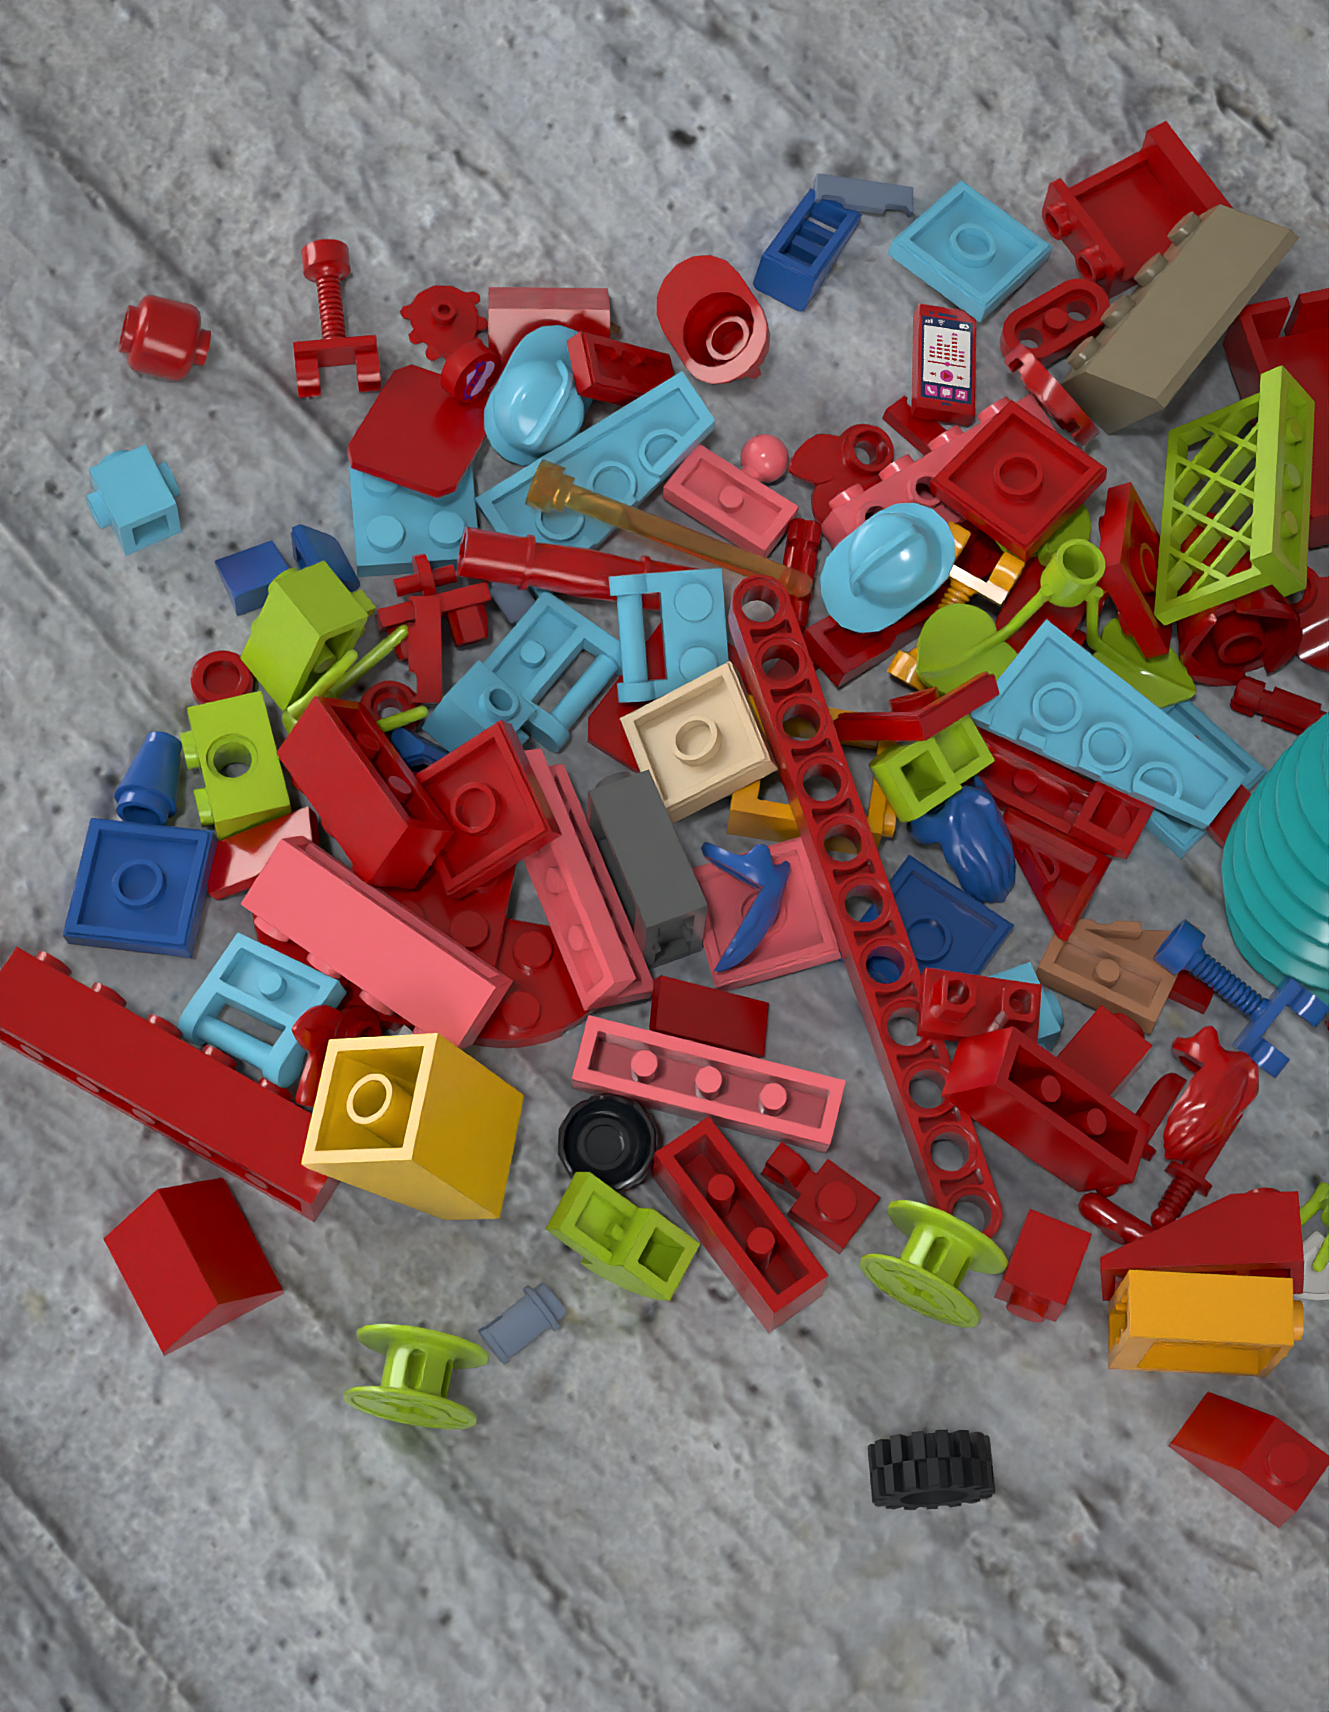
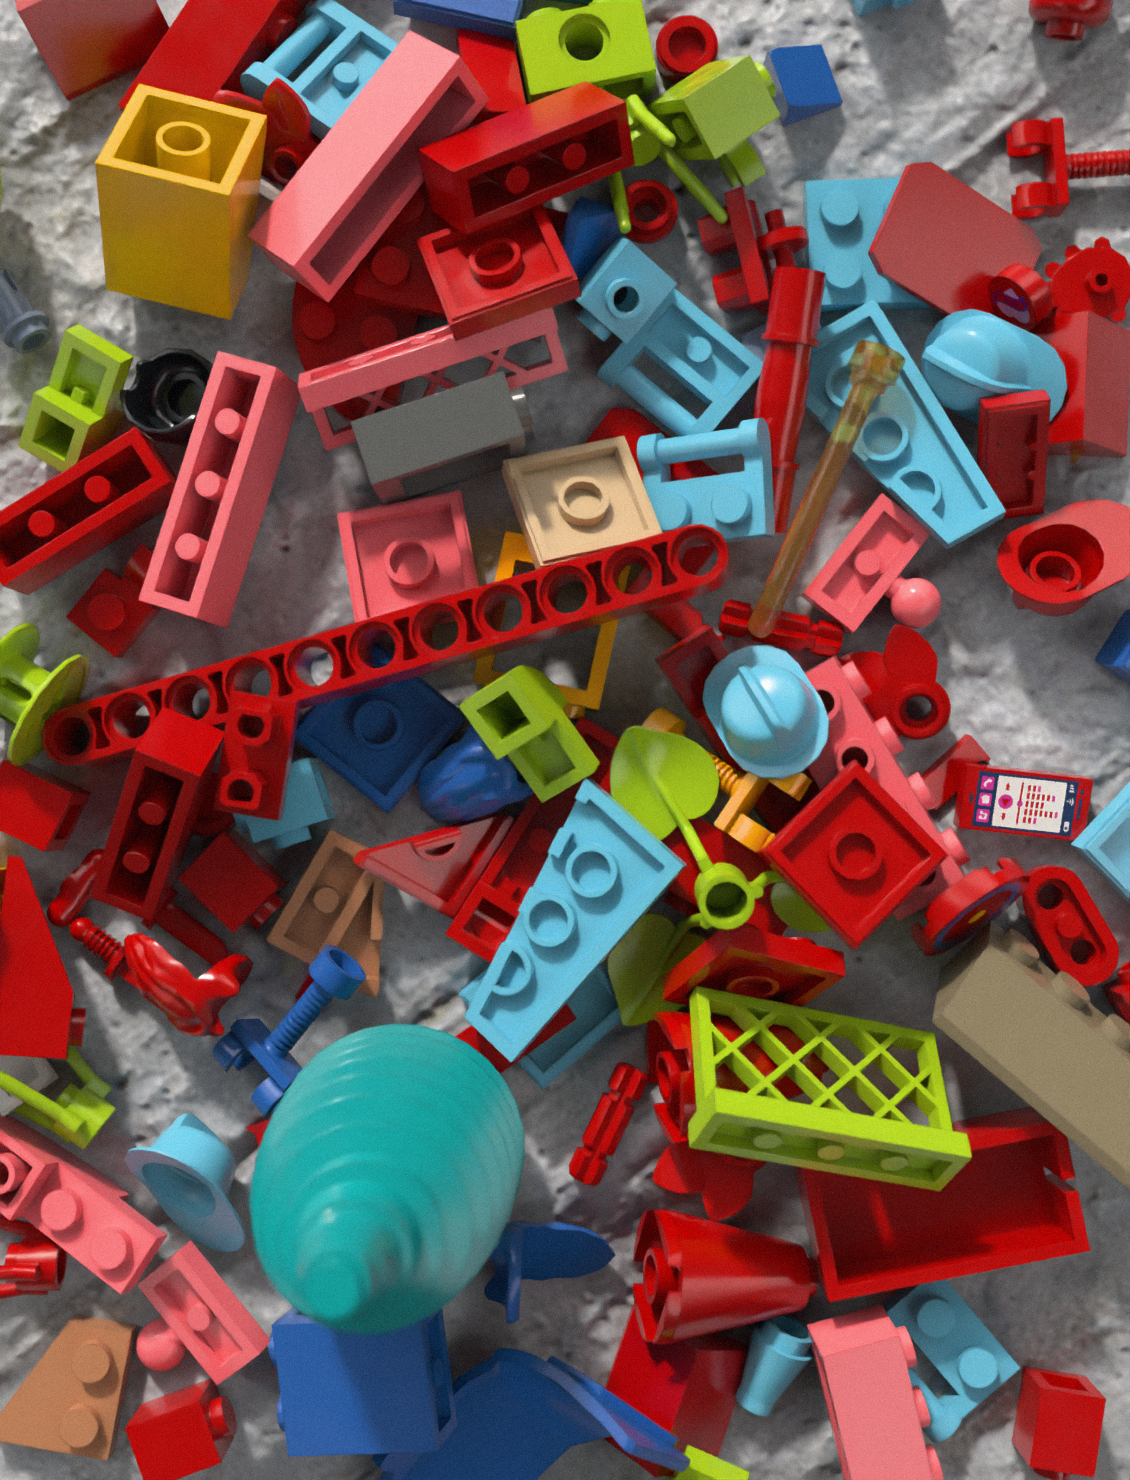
camera: 100 degrees right, 20 degrees up
(316, 546) = (811, 147): blue slope -> none
(425, 649) = (697, 236): red piece -> none
(709, 1016) = (301, 502): red piece -> none
(759, 873) = (416, 550): blue piece -> none
(918, 714) = (581, 724): red tile -> none

